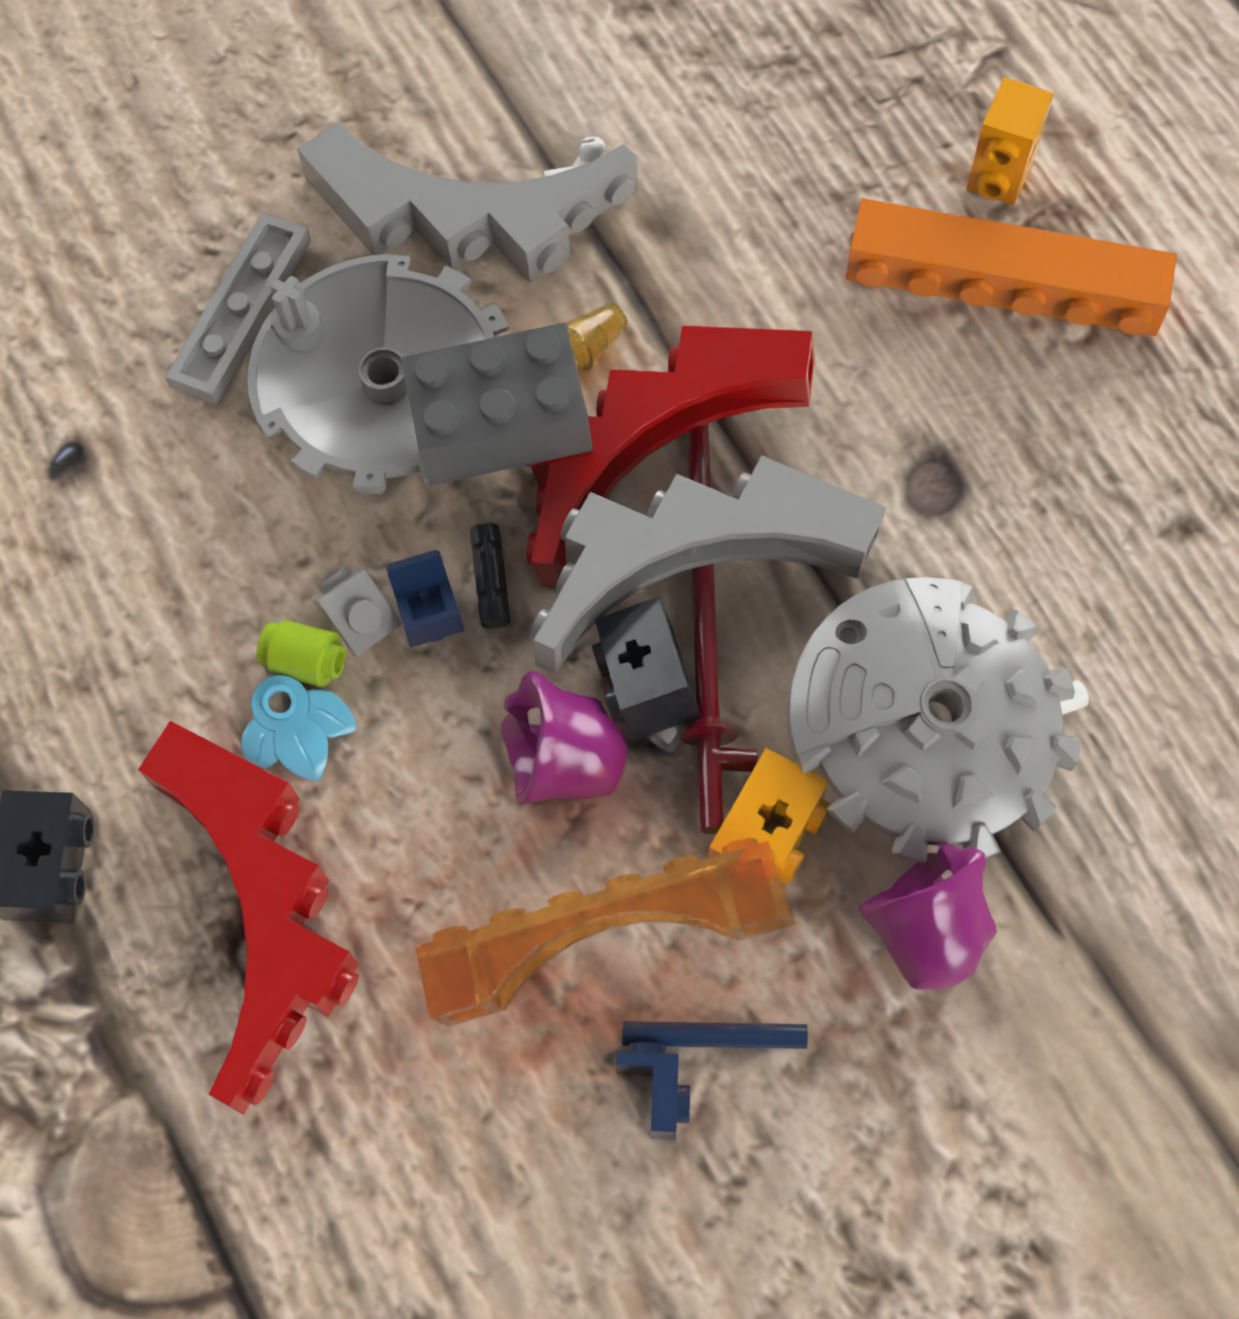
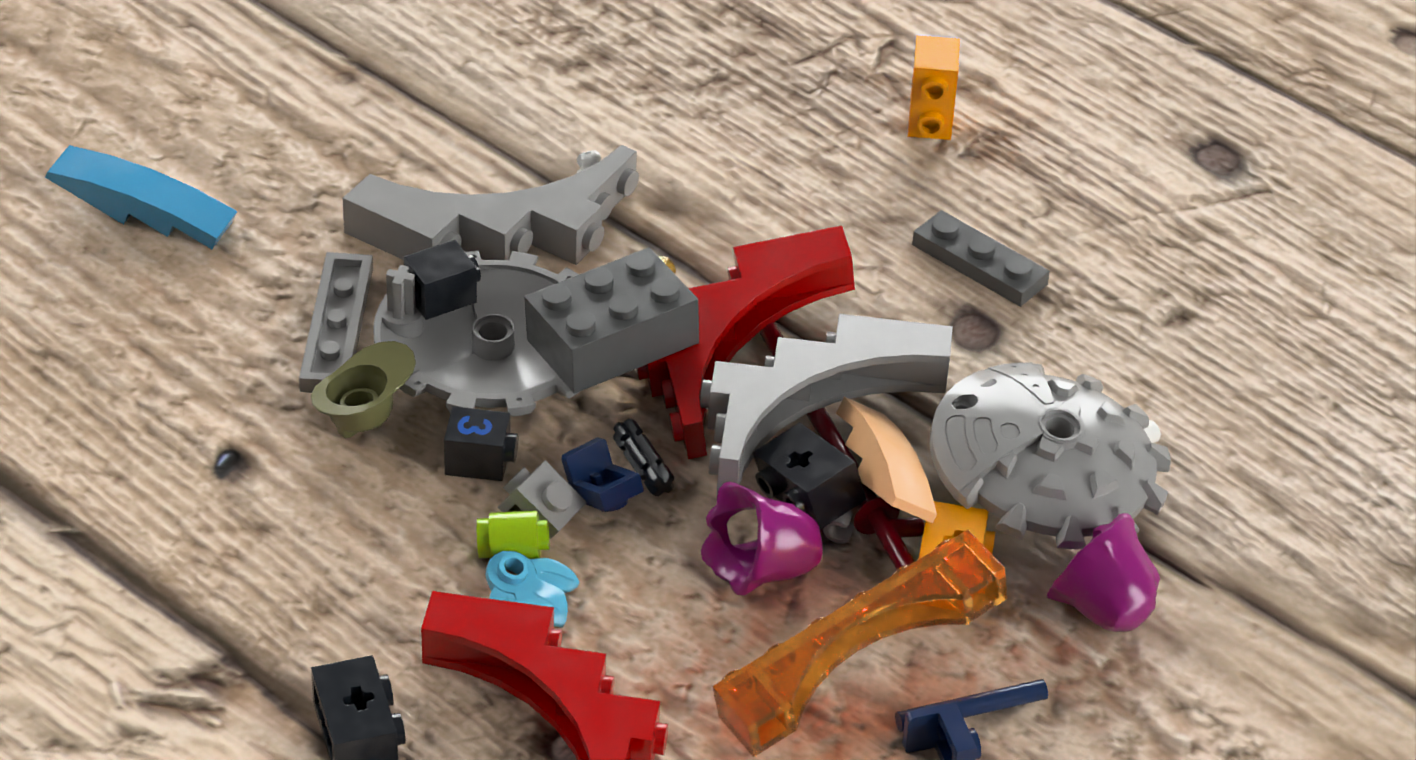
camera: 25 degrees left, 25 degrees down
(109, 89) = (135, 190): none -> dark azure slope
(217, 413) = (363, 388): none -> olive piece
(316, 514) = (479, 444): none -> black brick
(341, 296) = (443, 278): none -> black brick
(742, 682) = (888, 461): none -> light nougat slope
(979, 387) = (981, 258): none -> dark grey plate
(1011, 267) = (968, 173): orange brick -> none

